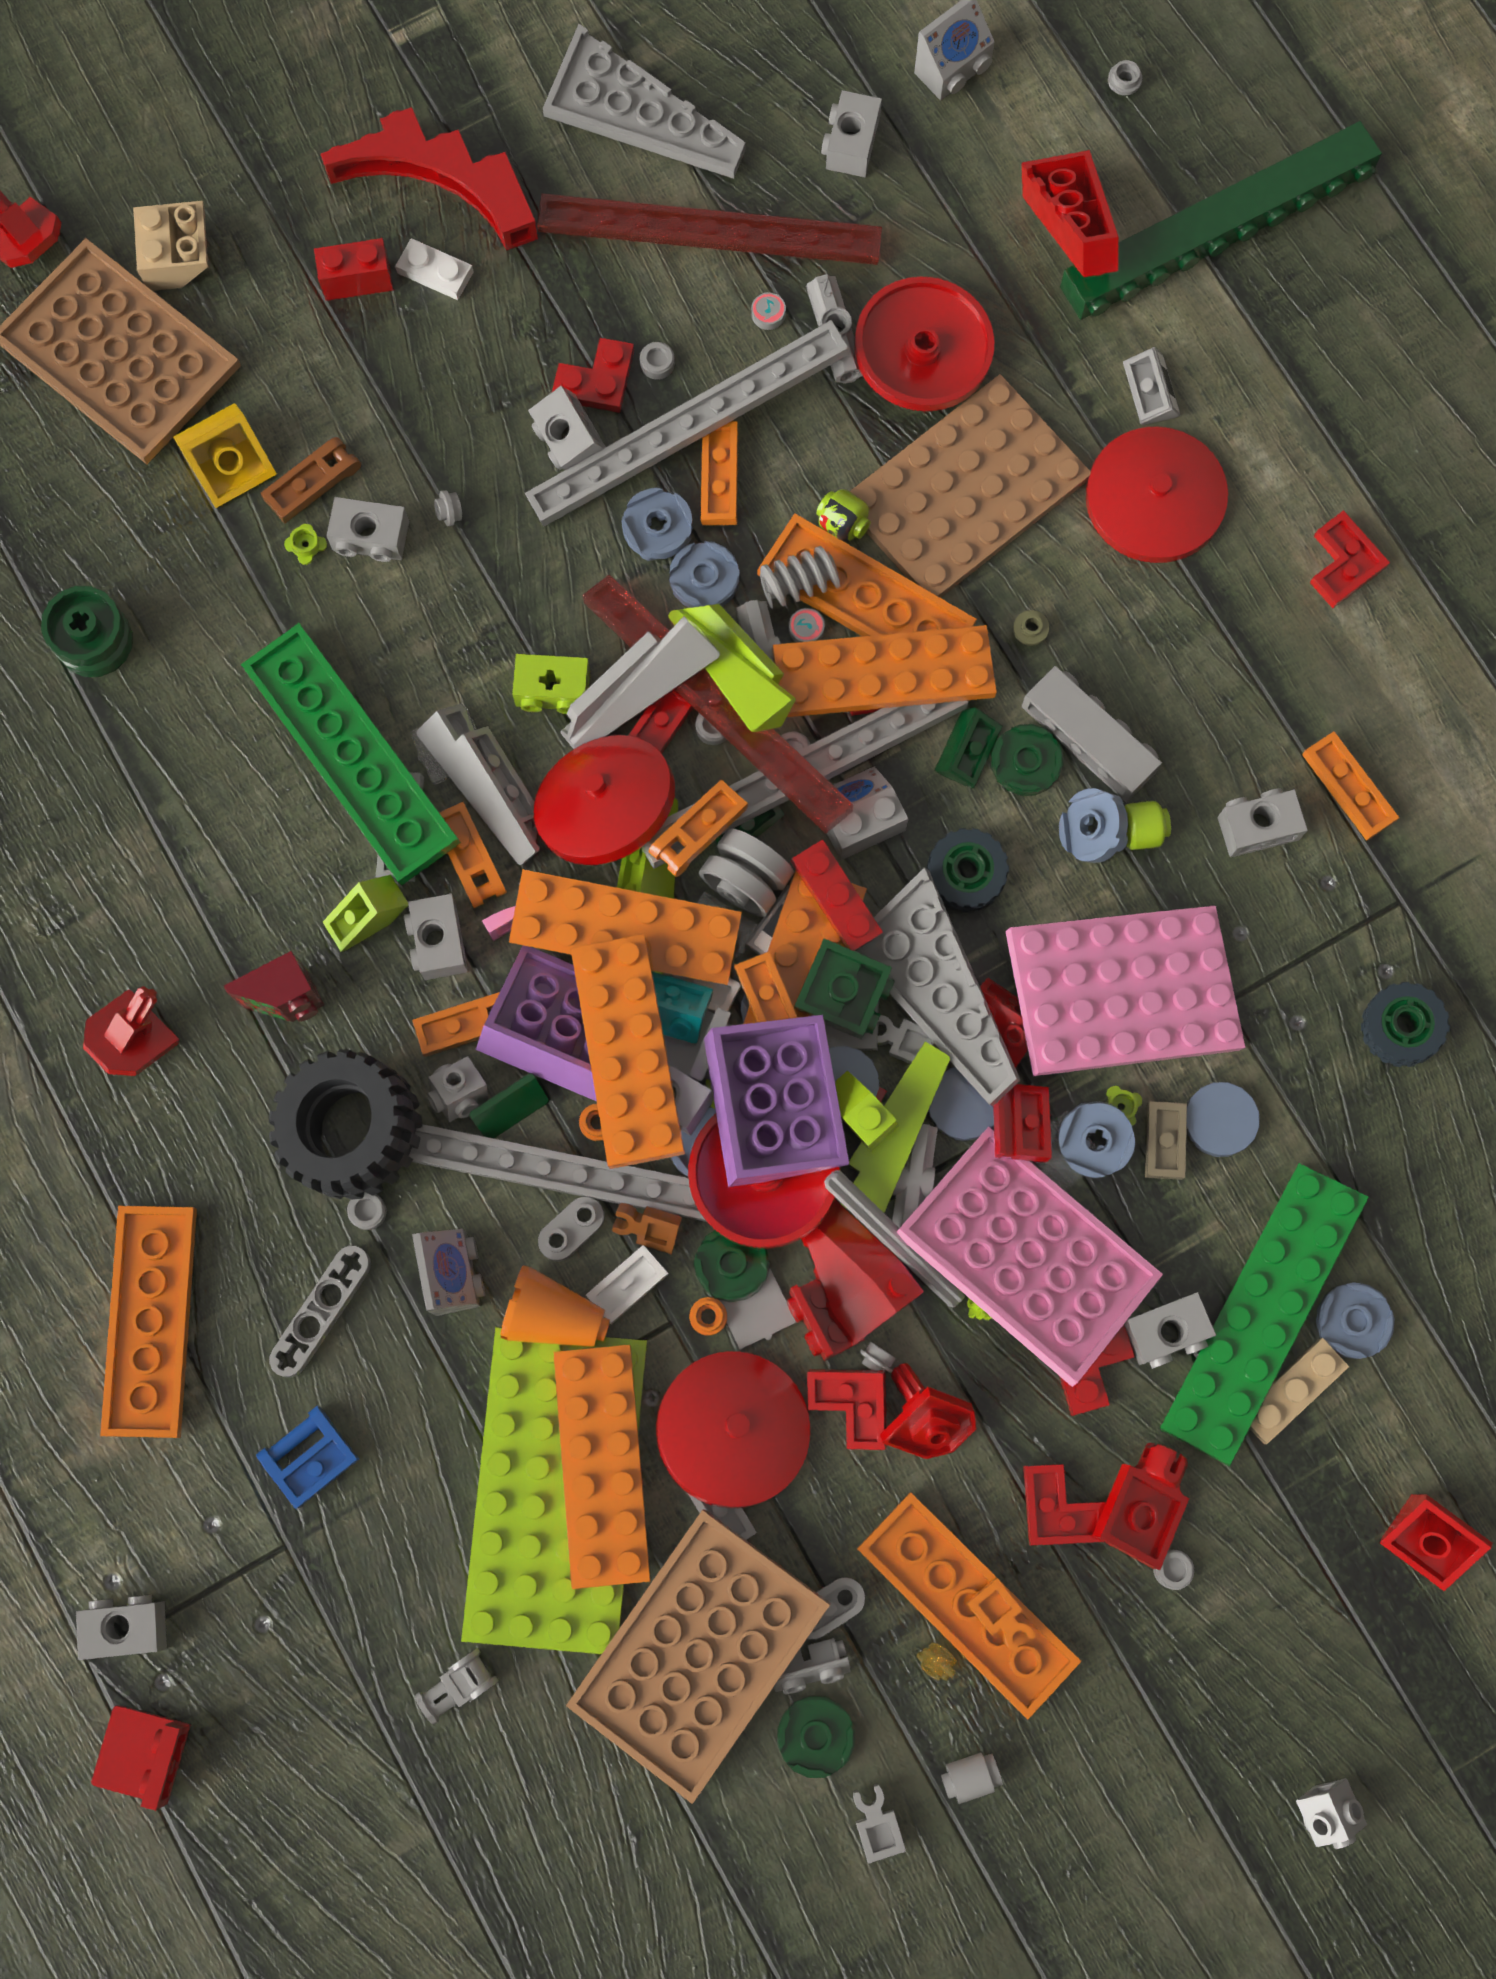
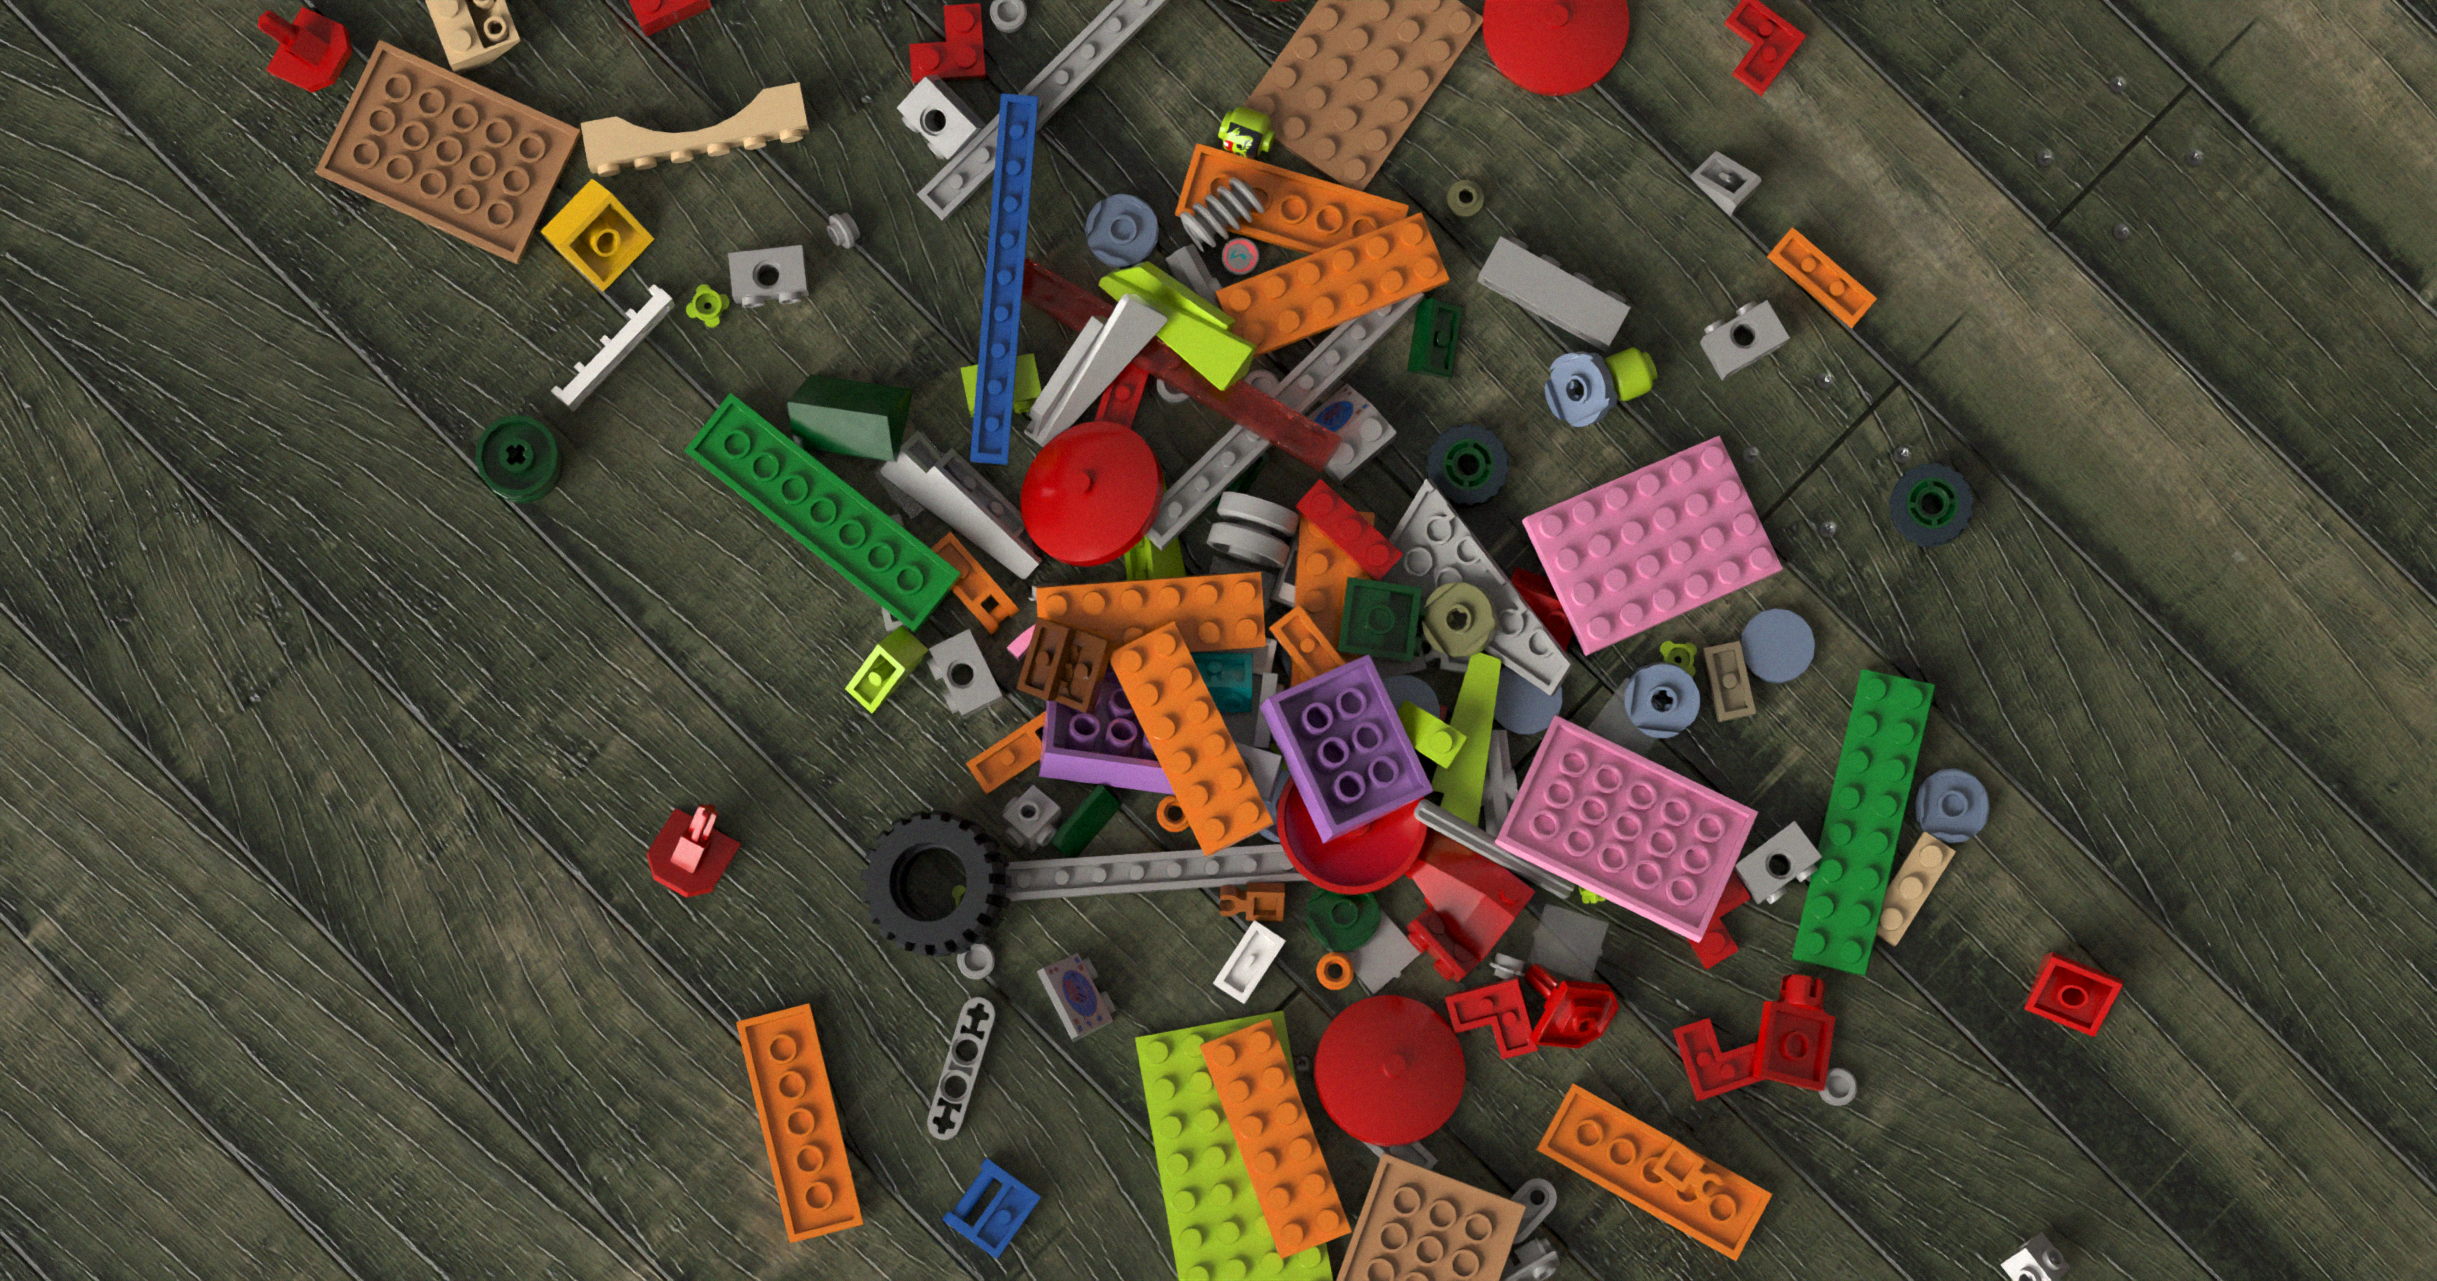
camera: 20 degrees left, 5 degrees up
(208, 559) = (615, 349): none -> white hinge
(278, 990) = (829, 771): dark red slope -> none
(310, 479) = (692, 237): dark orange plate -> none
(400, 673) = (849, 417): none -> dark green slope
(411, 392) = (772, 115): none -> tan arch
(529, 948) = (1065, 665): none -> reddish brown slope
(551, 1313) = (1187, 1009): orange cone -> none
(573, 1231) = (1179, 923): light grey plate -> none
(578, 584) = (1004, 279): none -> blue plate
(665, 506) = (1081, 192): sand blue plate -> none
(699, 827) = (1197, 499): orange plate -> none
(720, 476) = (1109, 123): orange plate -> none
(937, 1662) = (1639, 1232): clear yellow plate -> none
(939, 1016) = (1481, 620): none -> olive plate
(943, 1351) = (1568, 942): none -> clear piece
(1023, 1124) = (1588, 704): red plate -> none
(1027, 760) = (1496, 335): dark green tile -> none
(1282, 676) = (1726, 182): none -> light grey slope

